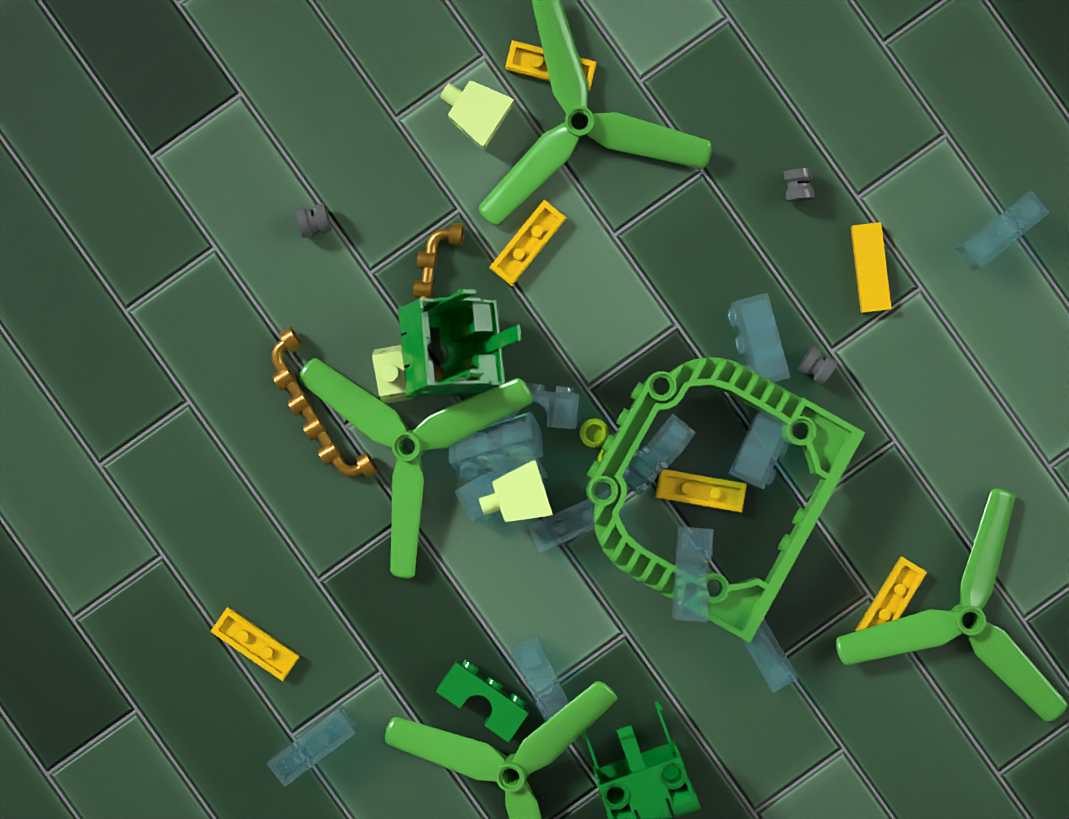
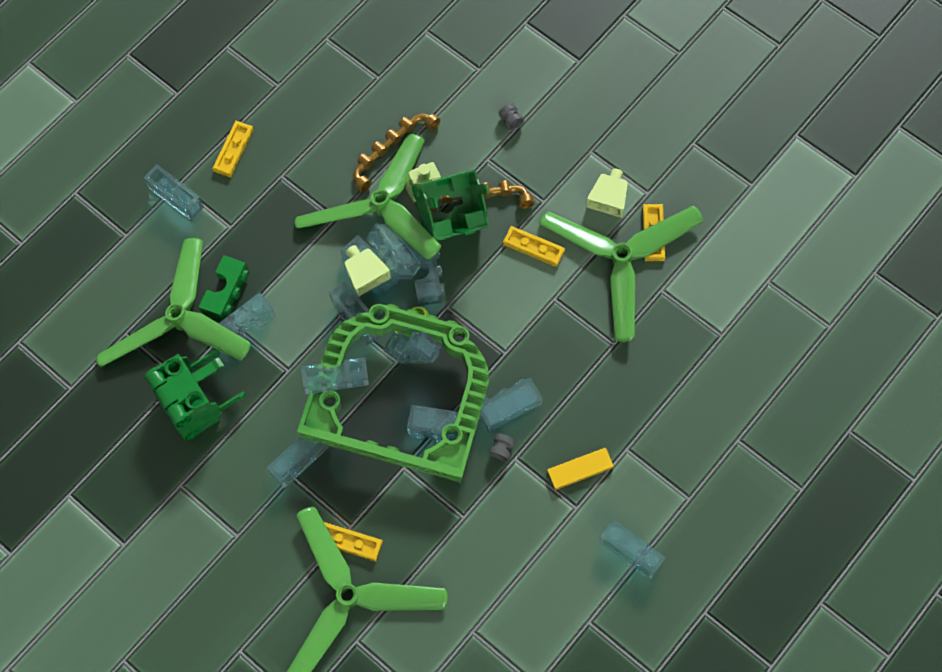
camera: 80 degrees right, 20 degrees down
(701, 490) = (396, 394): yellow tile -> none
(800, 191) = (622, 404): dark grey wheel -> none

